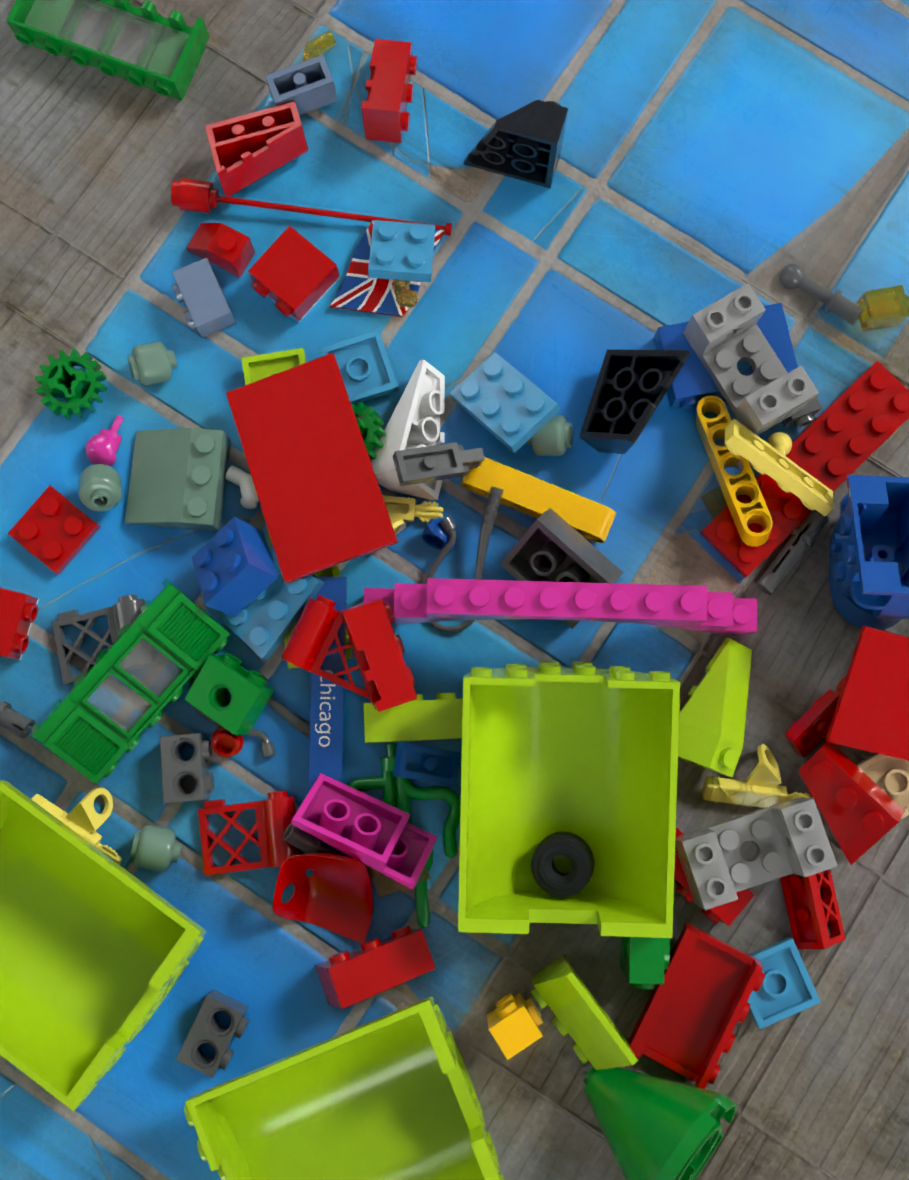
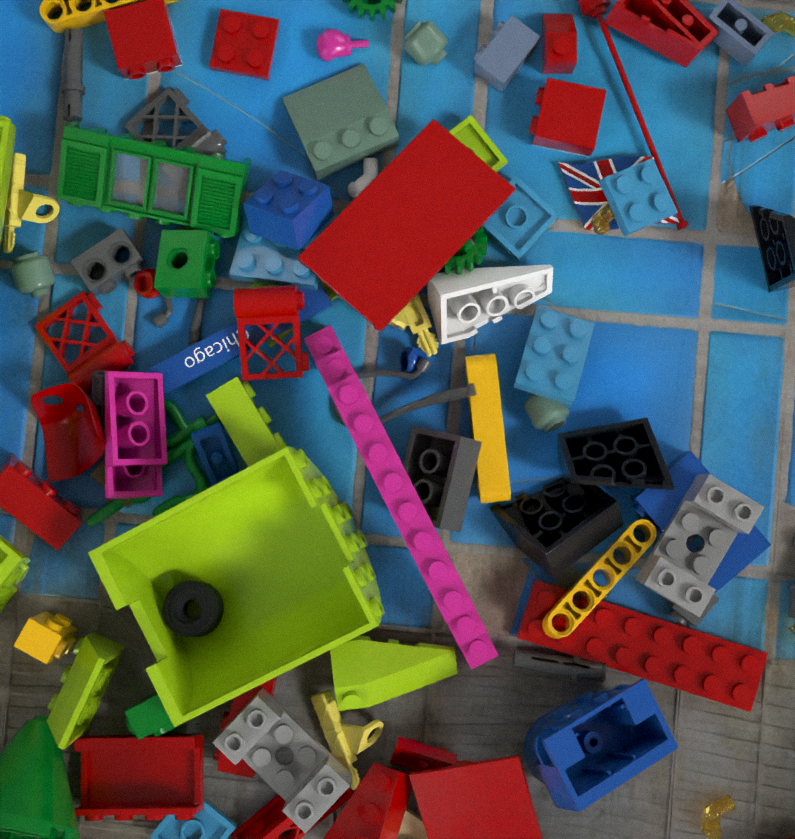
camera: 60 degrees right, 5 degrees up
(100, 487) = (297, 61): sand green head -> none
(379, 654) = (279, 367): red wedge -> none
(435, 463) = (465, 326): dark grey hinge -> none
(661, 480) = (559, 522): none -> black wedge
(771, 460) = (621, 611): light yellow plate -> none

